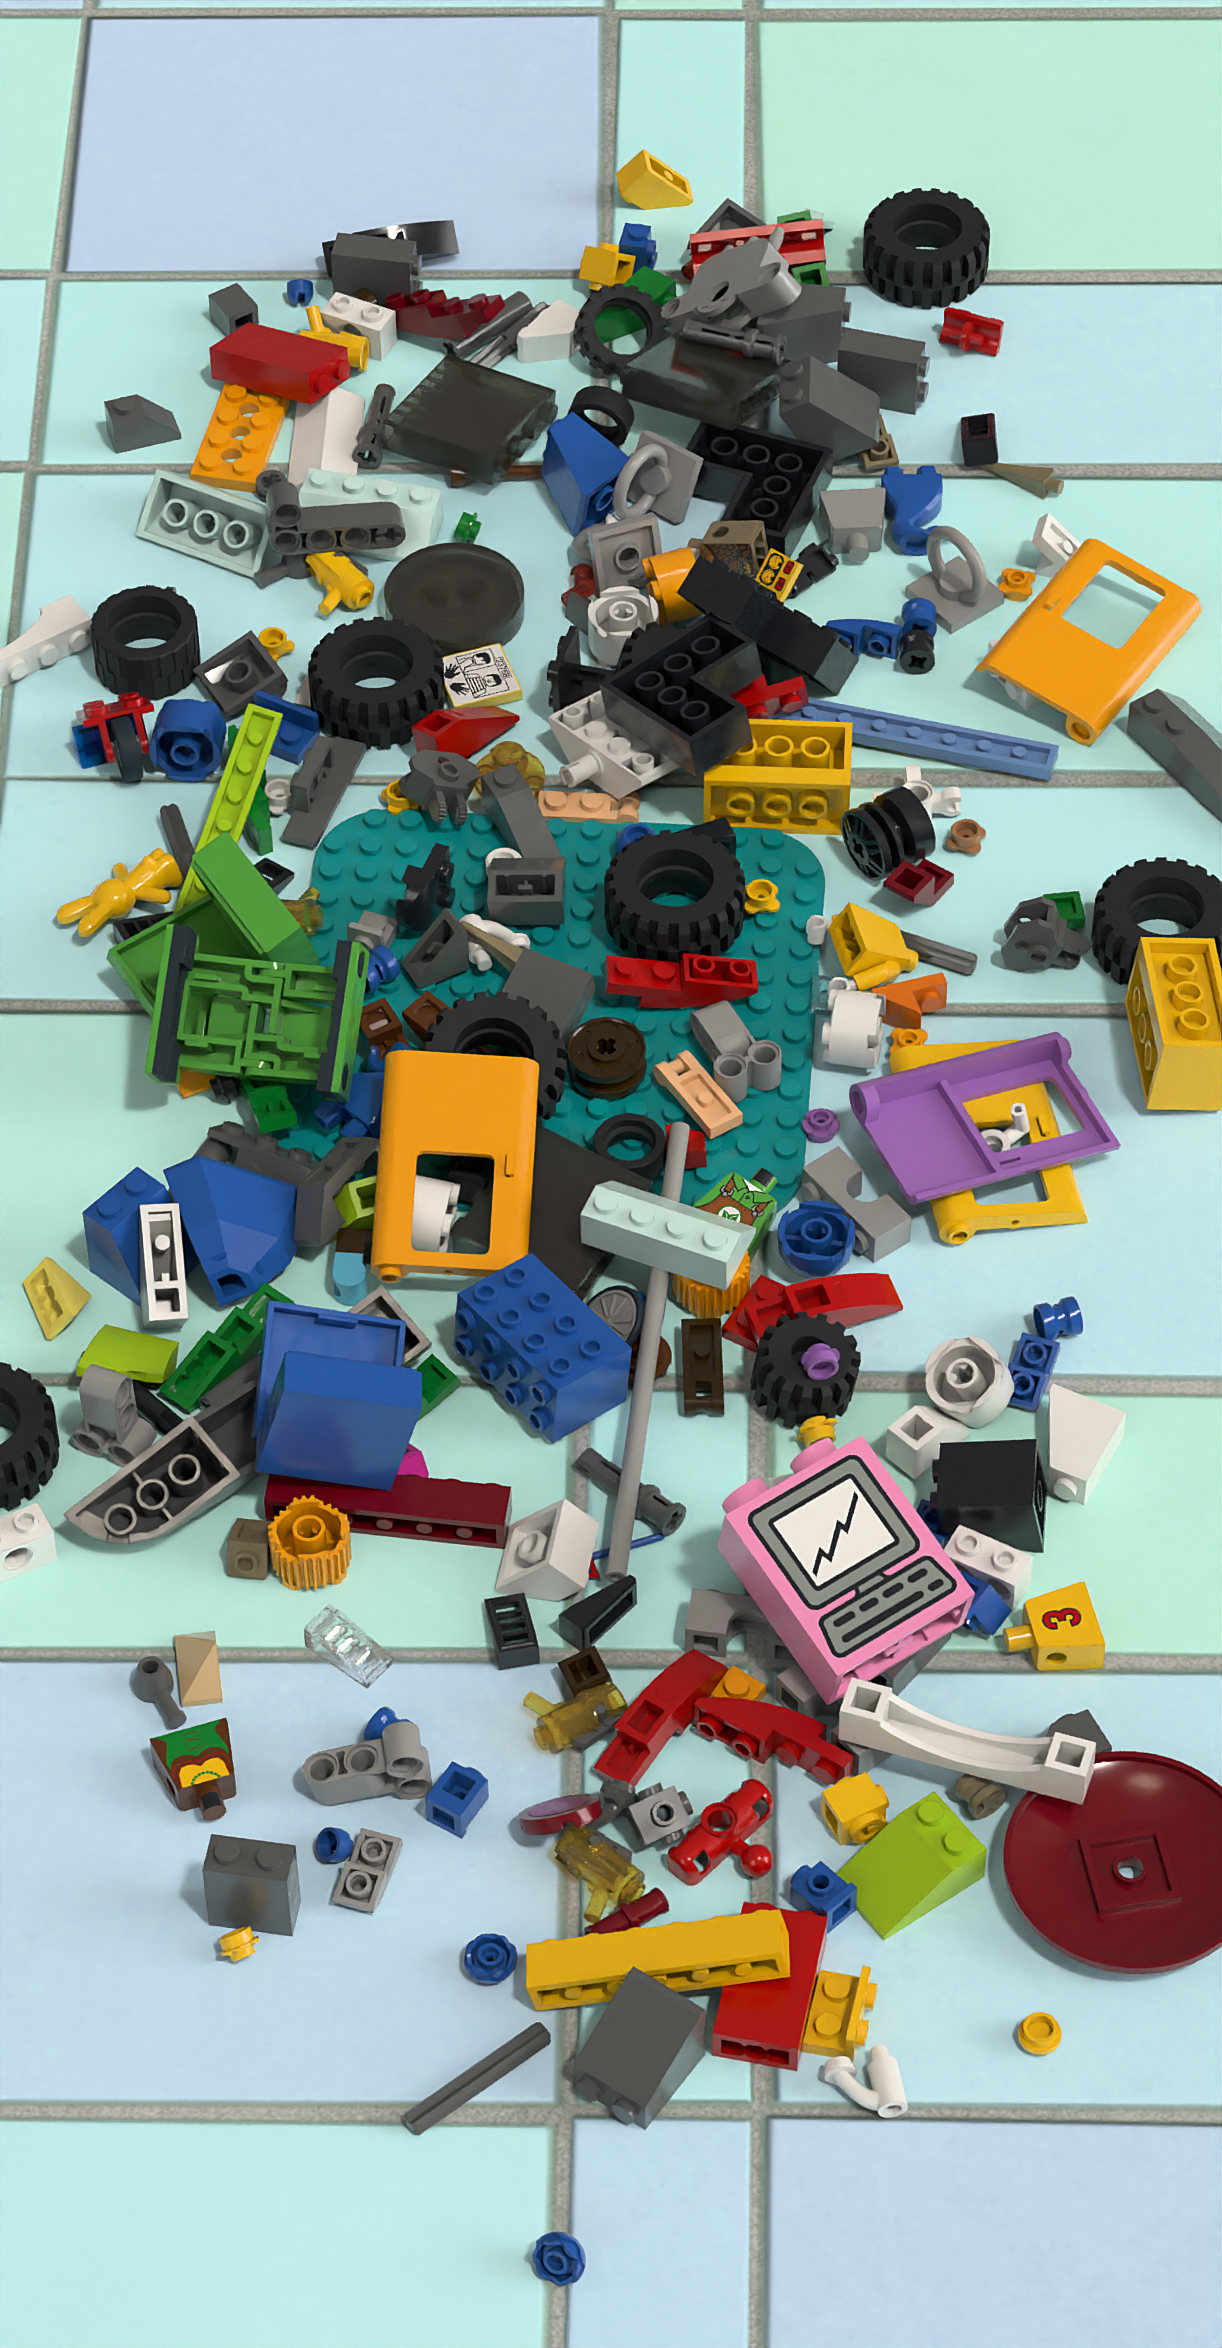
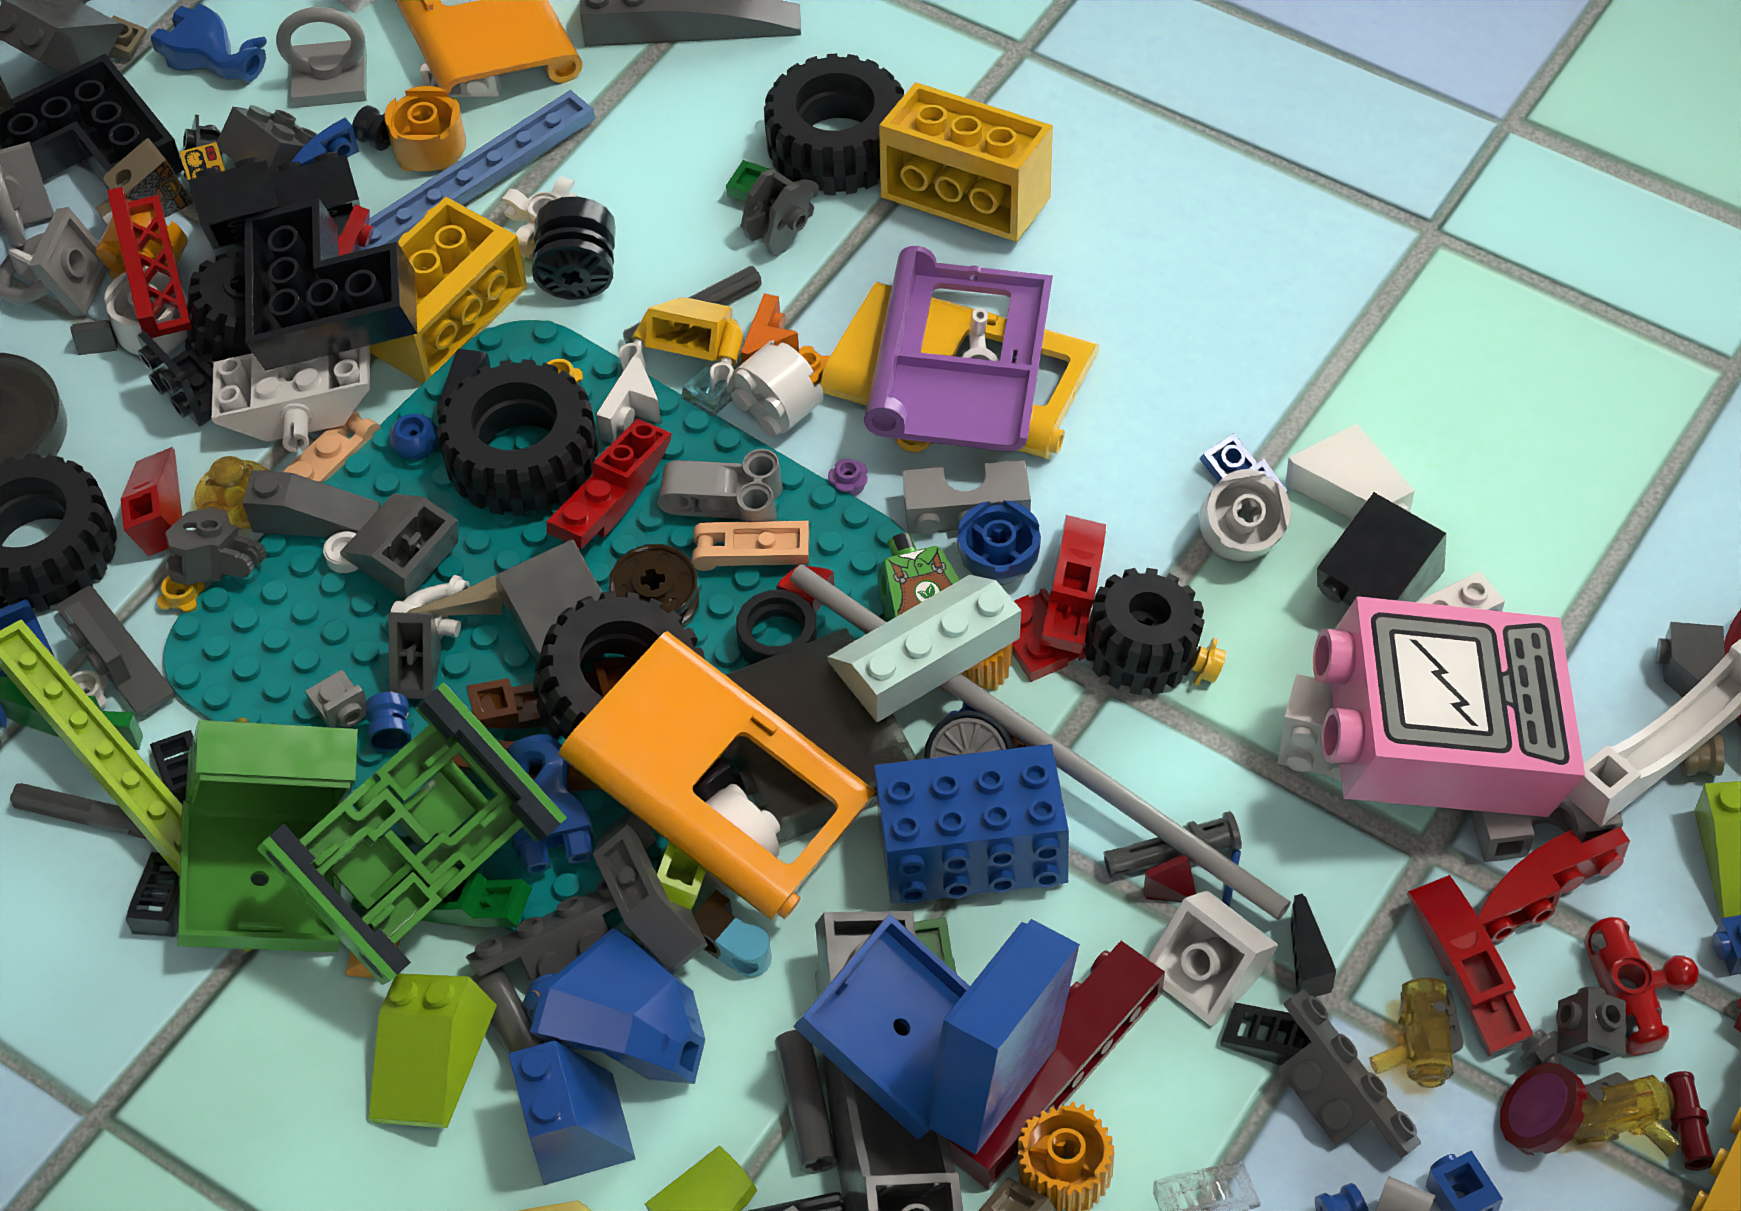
camera: 55 degrees left, 5 degrees up
(118, 895) = (89, 894): yellow animal -> none
(143, 1134) = (426, 1048): none -> lime slope
(162, 1267) = (634, 1108): slope -> none
(221, 1353) = (752, 1106): green slope -> none
(224, 1088) = (417, 935): black plate -> none
(427, 890) = (341, 620): black slope -> none
(480, 678) = (100, 449): tile -> none
(493, 1678) = (1337, 1084): none -> dark grey bracket
(583, 582) = (52, 313): clear red arm -> none
(584, 1670) = (1375, 999): dark brown brick -> none
(597, 1500) = (1170, 881): none -> dark red slope
(631, 586) = (135, 261): none -> red fence
(702, 1365) = (1066, 712): dark brown plate -> none
(719, 1617) = (1376, 858): light grey arch -> none
(739, 1685) = (1471, 881): light orange plate -> none
(774, 945) = (628, 398): none -> white slope
(821, 1361) = (1174, 603): medium lavender plate -> none
(844, 592) = (262, 135): none -> dark grey slope
(853, 521) = (185, 88): light grey torso -> none
(855, 1809) = (1666, 862): yellow brick -> none
(917, 1437) = (1277, 587): white slope -> none
(919, 615) = (336, 105): blue wheel -> none
(920, 883) = (638, 259): dark red slope -> none
(936, 681) = (425, 129): none -> light orange brick
(966, 836) = (613, 200): medium nougat plate -> none
(1016, 584) = (367, 24): light orange plate -> none
(1059, 1631) = (1558, 590): yellow torso -> none
(1060, 1318) = (1204, 421): blue wheel -> none

